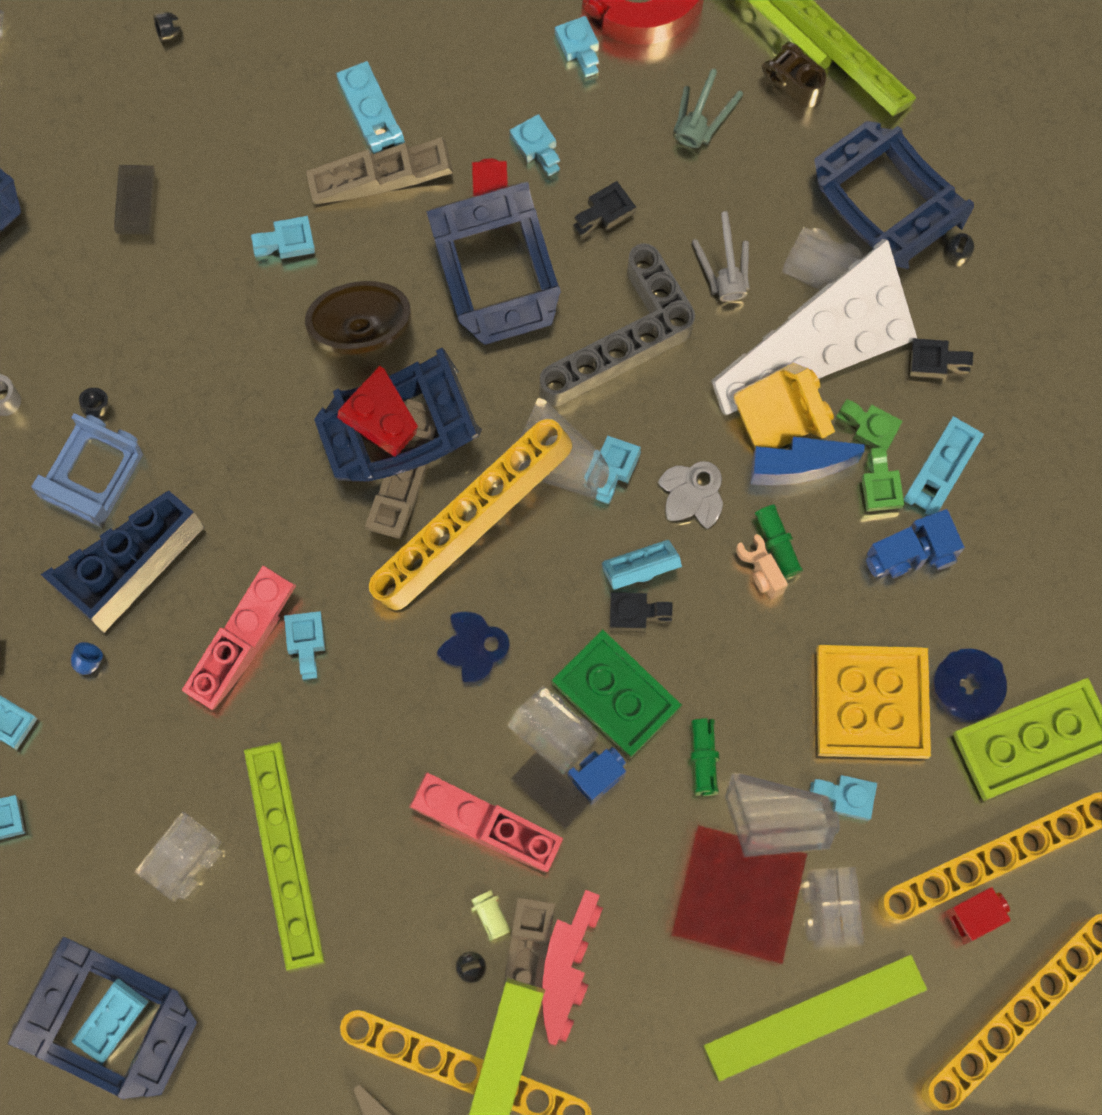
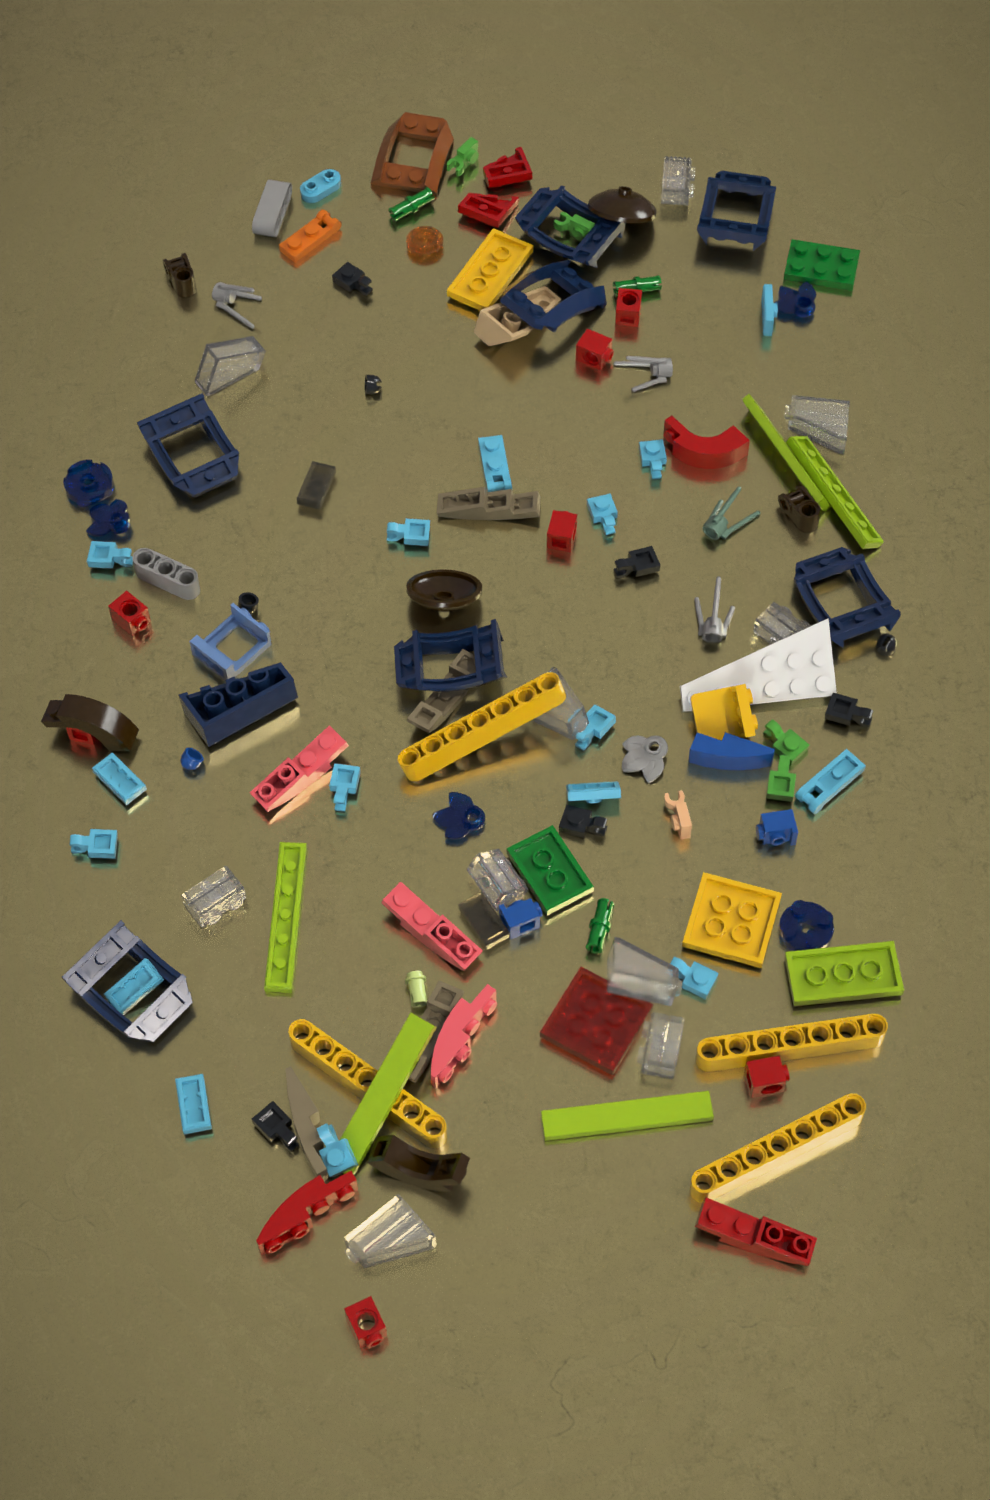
camera: 20 degrees right, 15 degrees down
(379, 413) = (439, 650): red wing -> none
(472, 975) = (392, 1024): black hinge -> none
(483, 214) = (550, 542): dark blue wedge -> none
(626, 338) = (628, 646): dark grey beam -> none
(778, 541) = (696, 801): green pin -> none
(939, 539) = (811, 825): blue brick -> none

